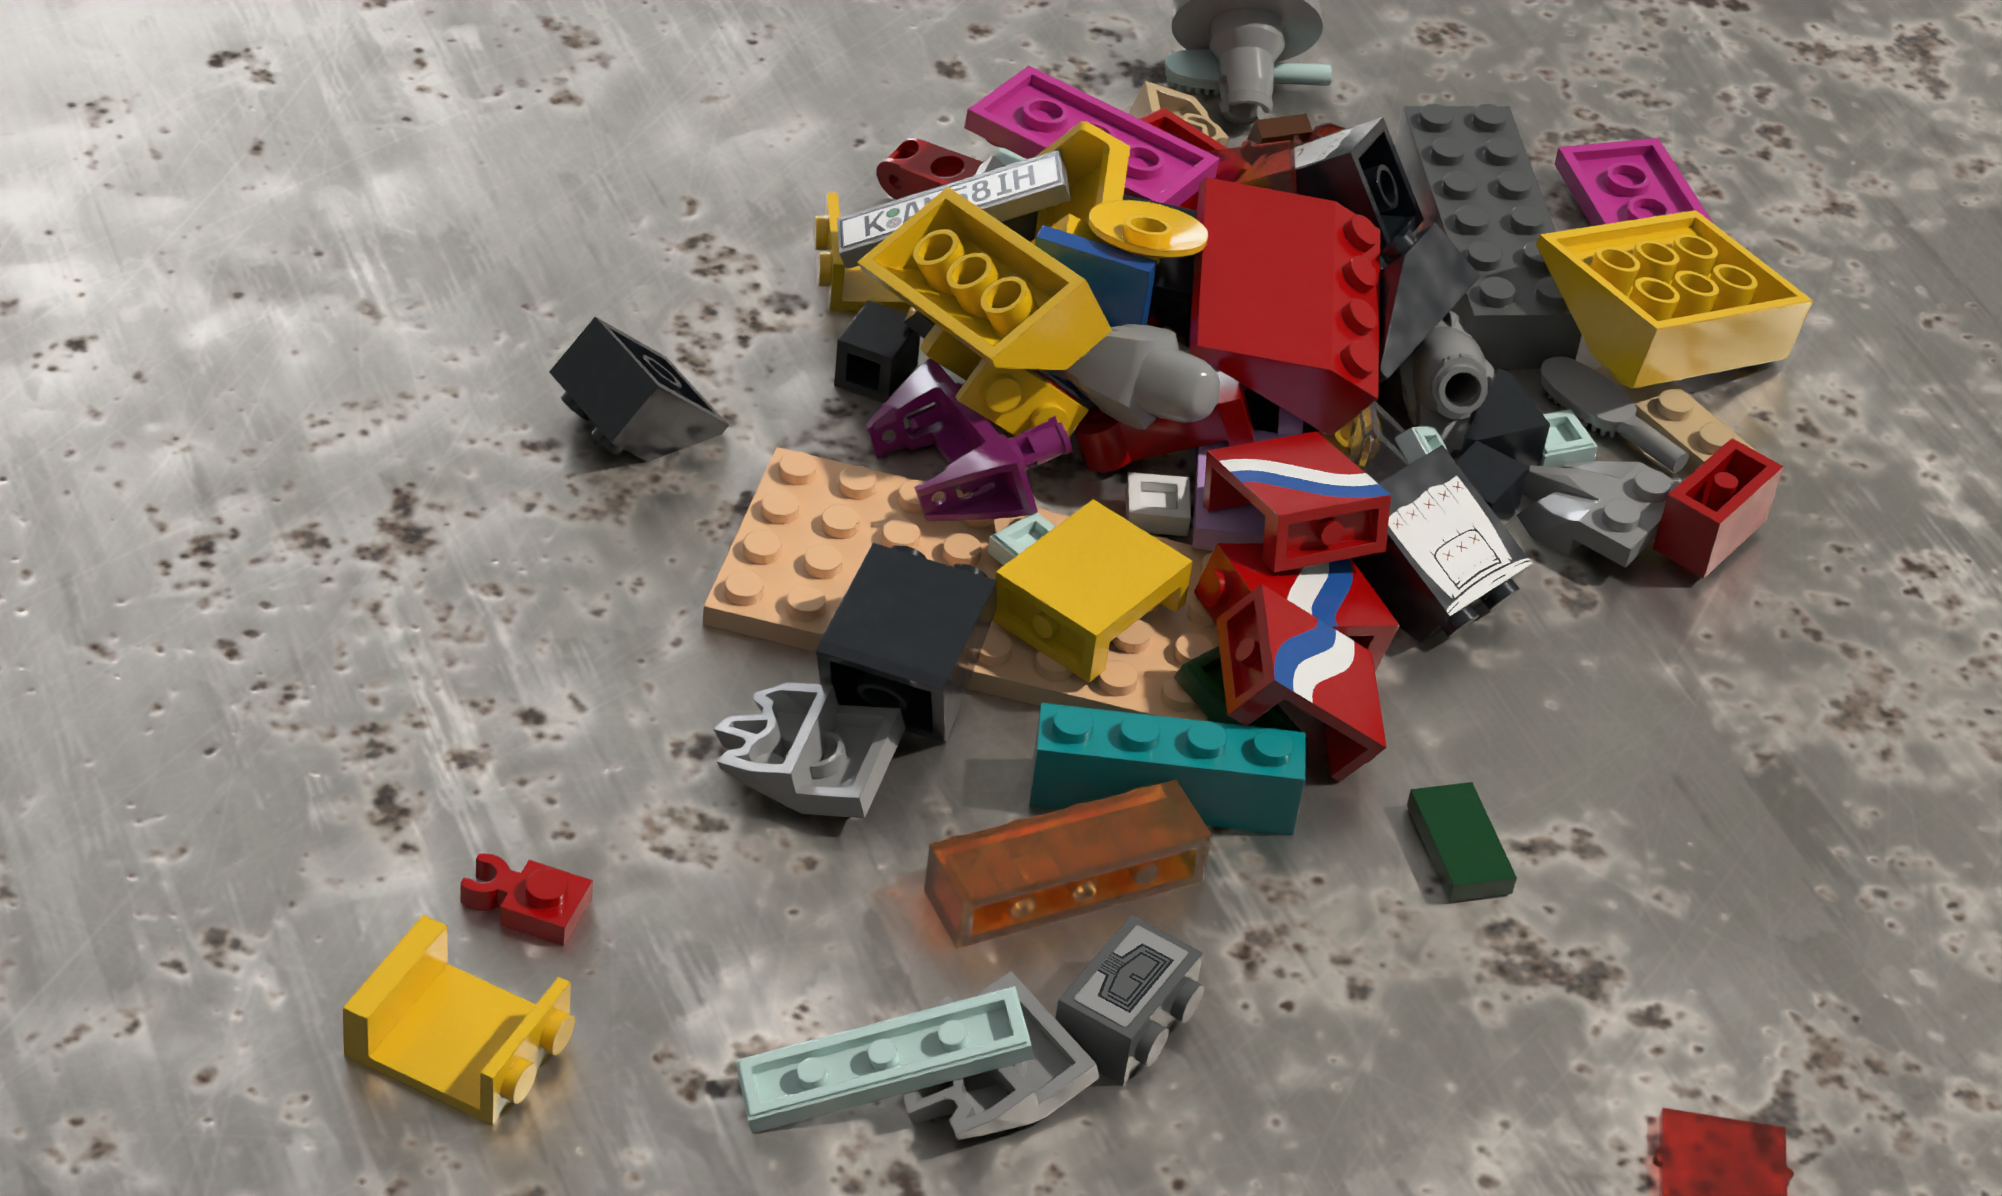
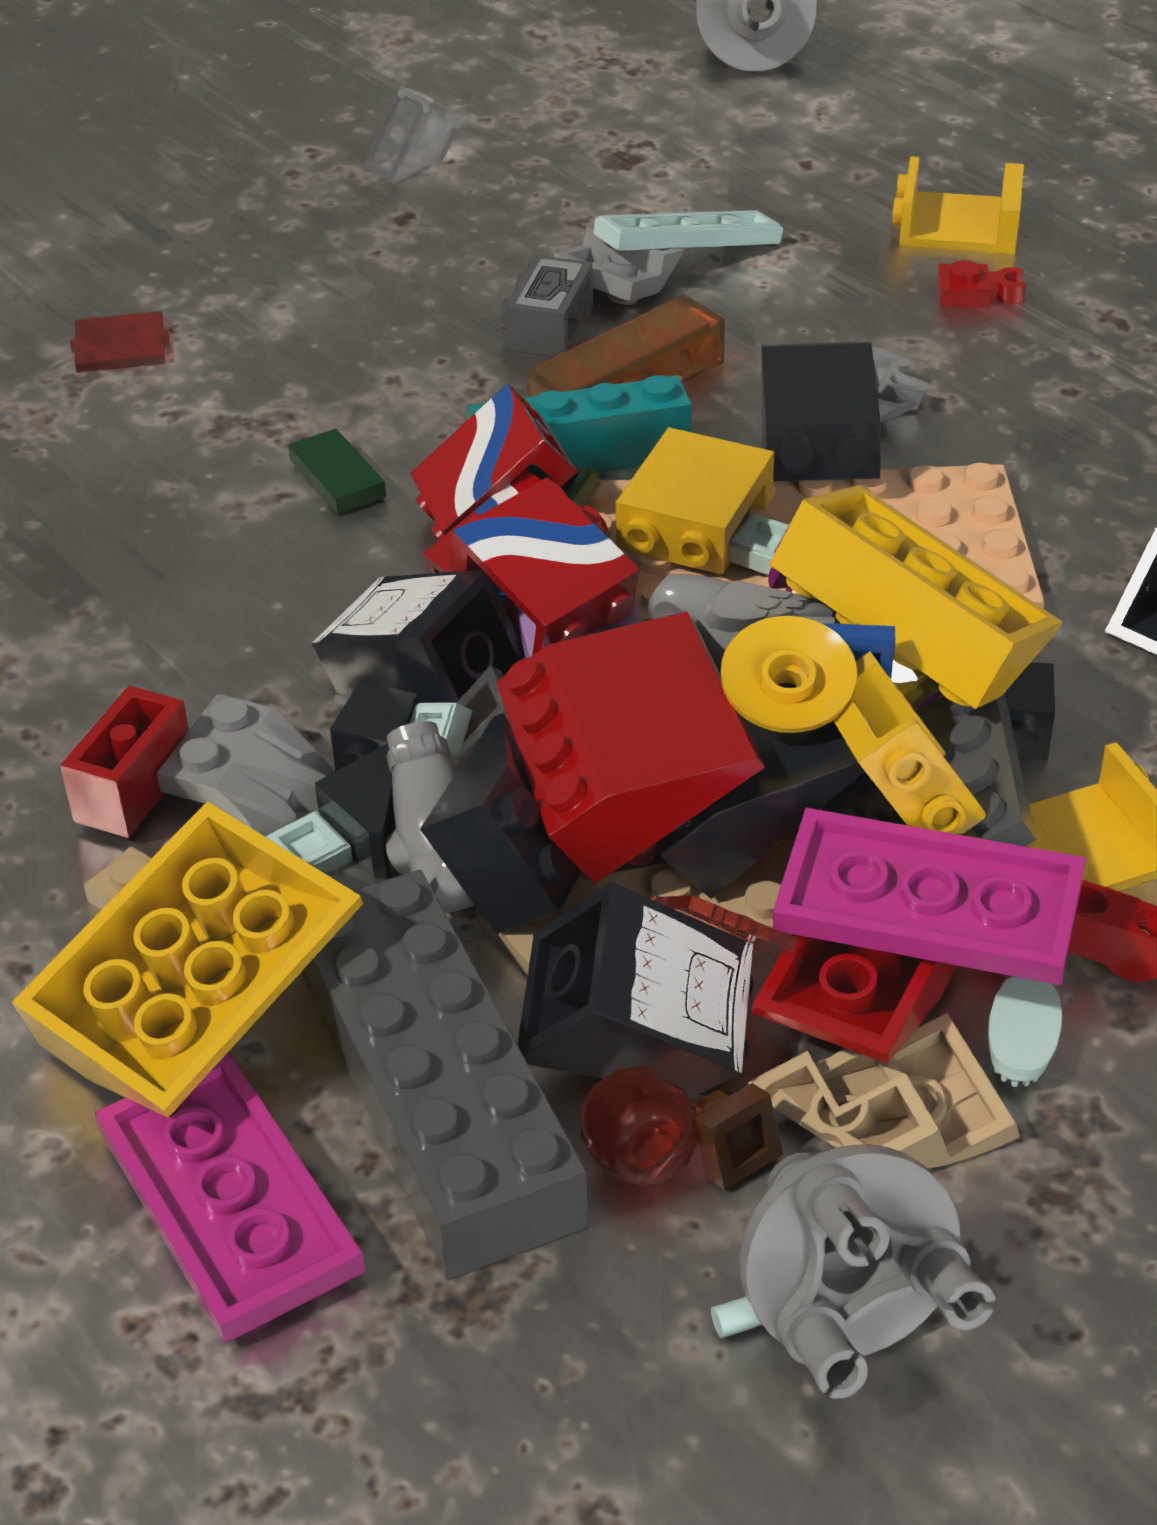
camera: 170 degrees right, 0 degrees up
(999, 192) = (1028, 746): tile -> none

